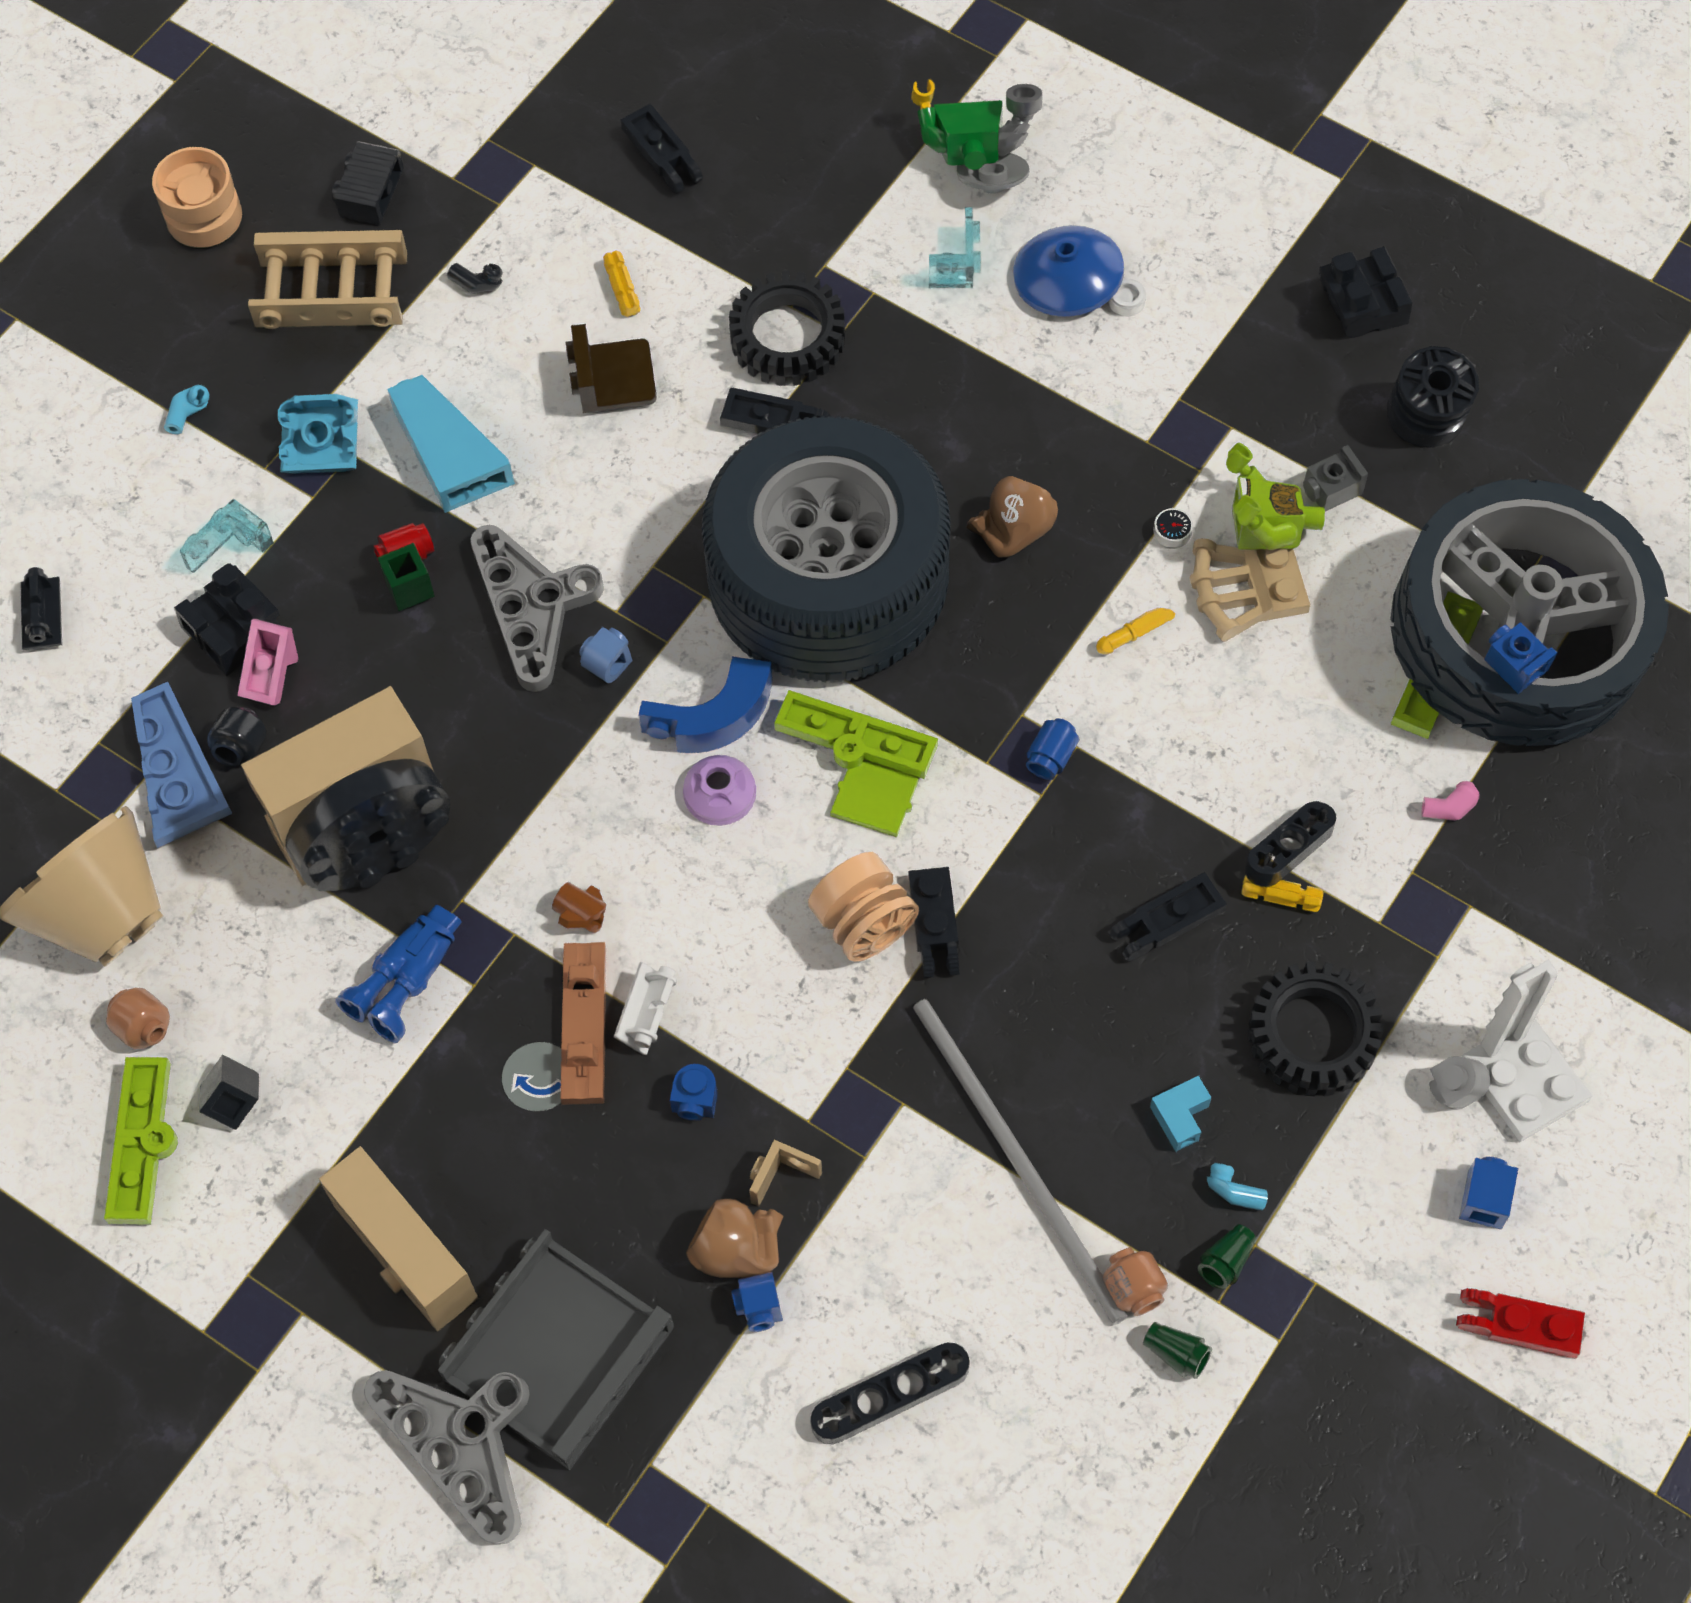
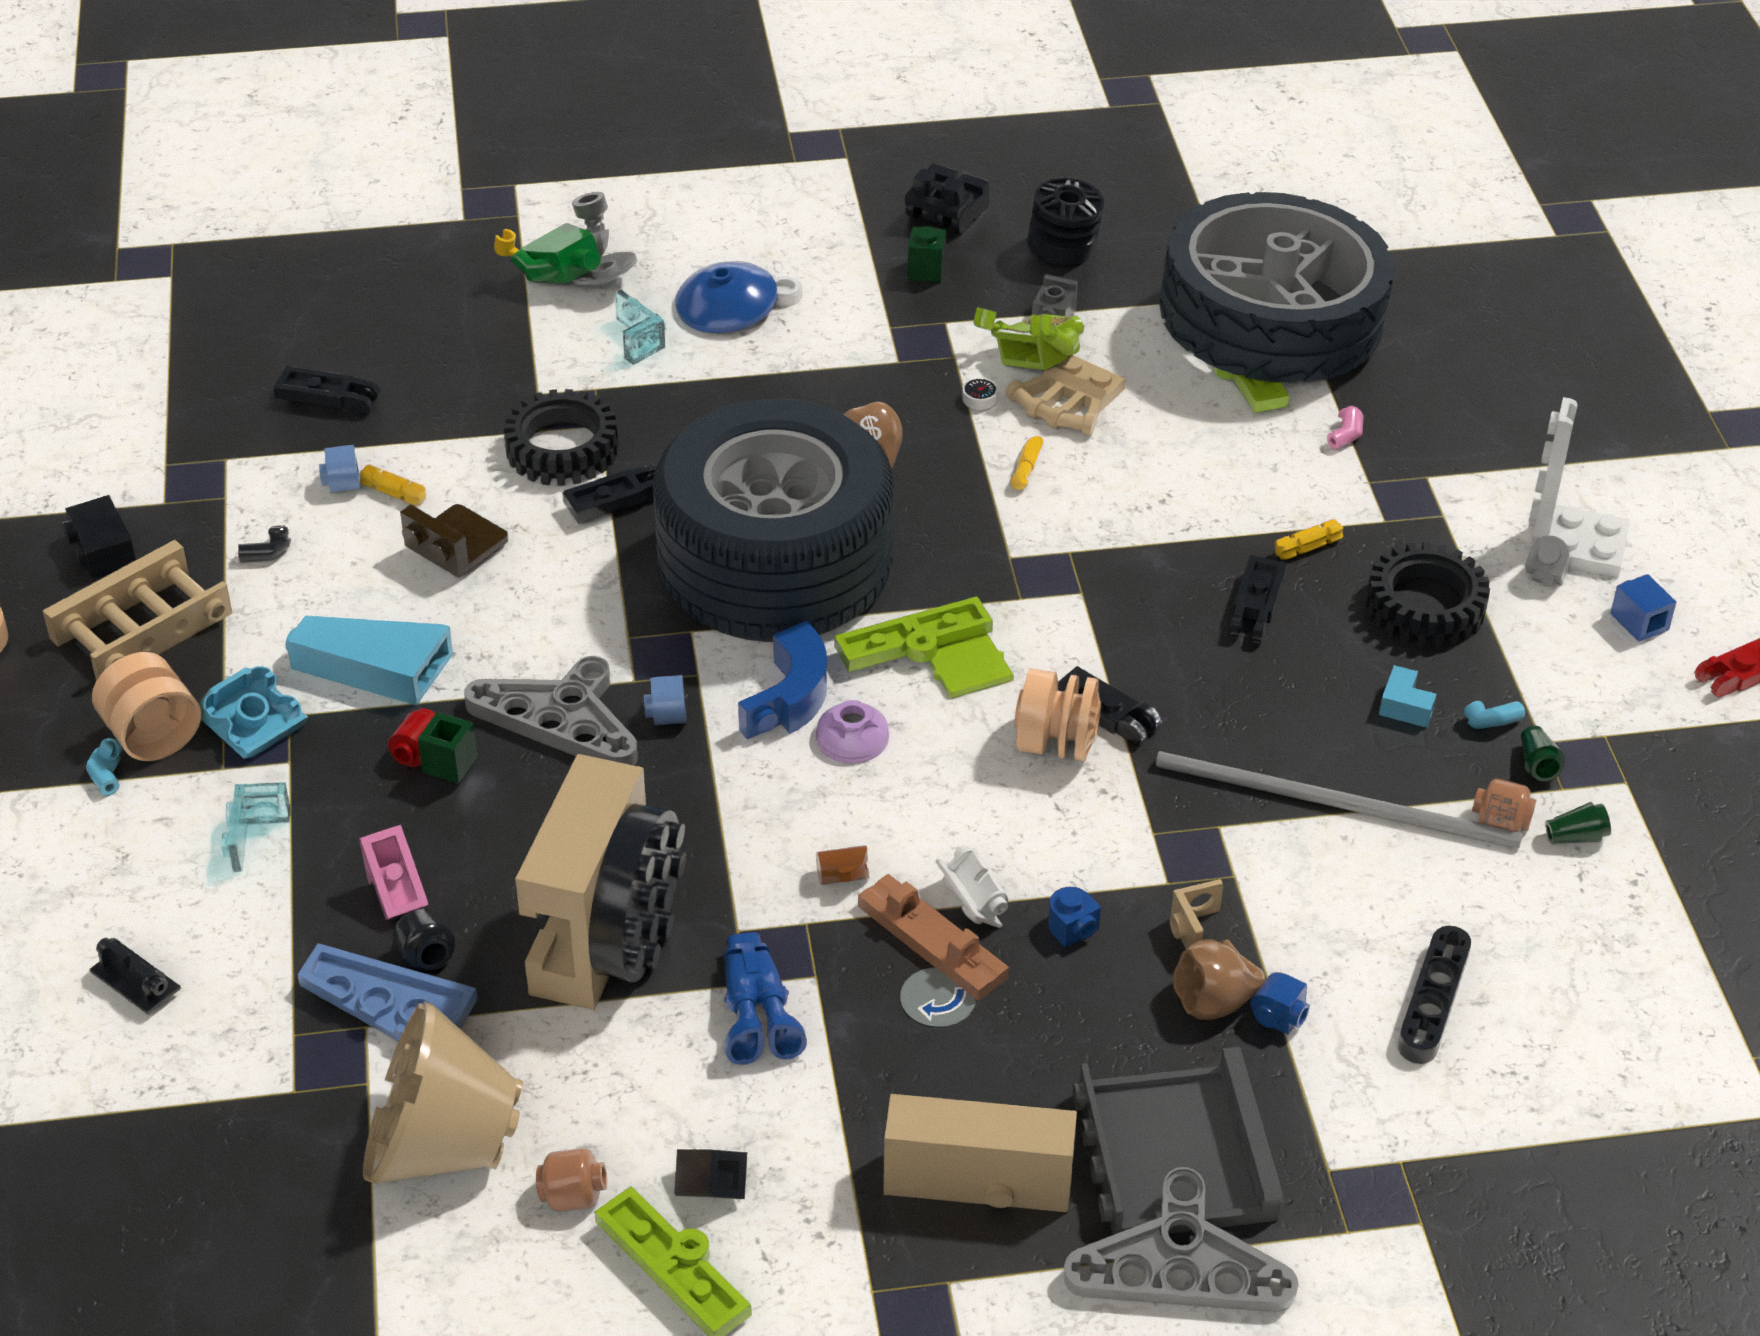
camera: 45 degrees left, 20 degrees down
(223, 616) = (320, 868): black hips -> none
(240, 379) = (146, 706): none -> light nougat wheel
(592, 241) = (340, 469): none -> medium blue plate
(1052, 748) = (1061, 555): blue brick -> none
(1278, 345) = (926, 254): none -> dark green brick
(1285, 858) = (1282, 507): black beam -> none
(1518, 656) = (1321, 285): blue brick -> none

